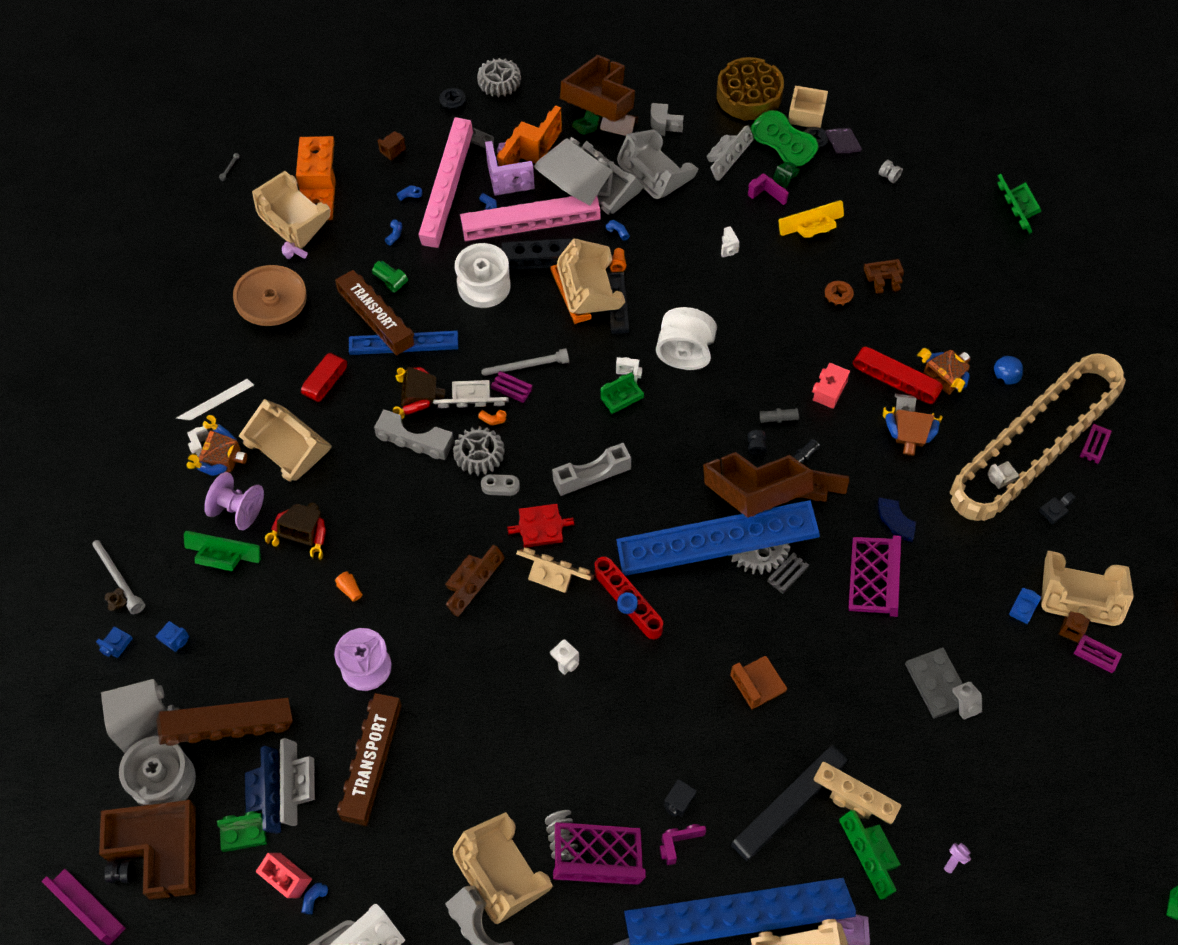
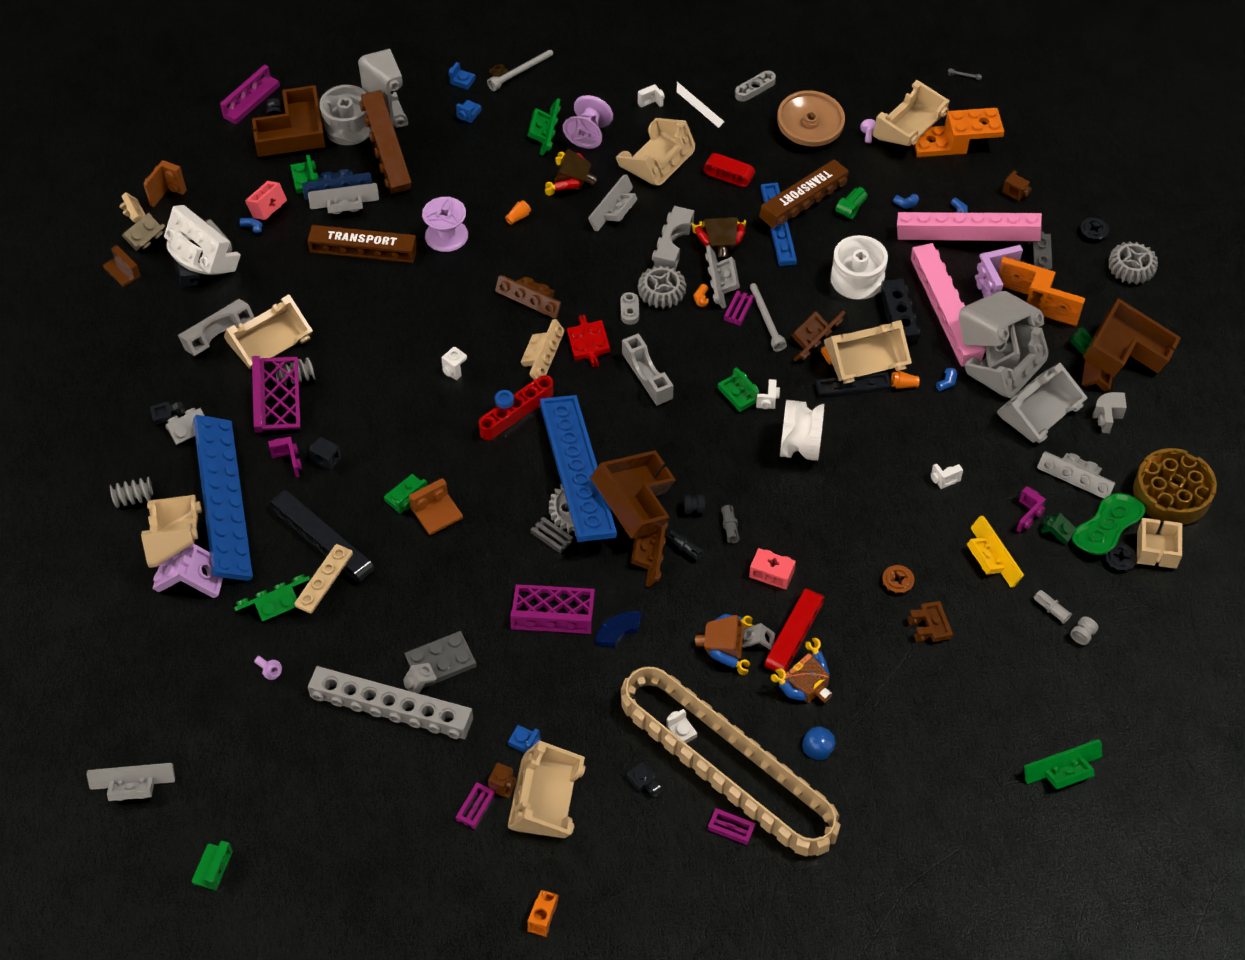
camera: 85 degrees right, 5 degrees down
(203, 350) = (746, 91): none -> light grey beam
(218, 452) = (641, 110): torso -> none
(357, 484) = (614, 205): none -> light grey bracket
(490, 202) = (959, 273): blue arm -> none
(555, 323) = (811, 331): none -> reddish brown bracket
(734, 712) = (399, 496): none -> green bracket
(843, 140) = (1123, 585): clear purple piece -> none
(865, 189) = (1052, 606): none -> light grey axle
(972, 796) = (384, 694): none -> light grey brick

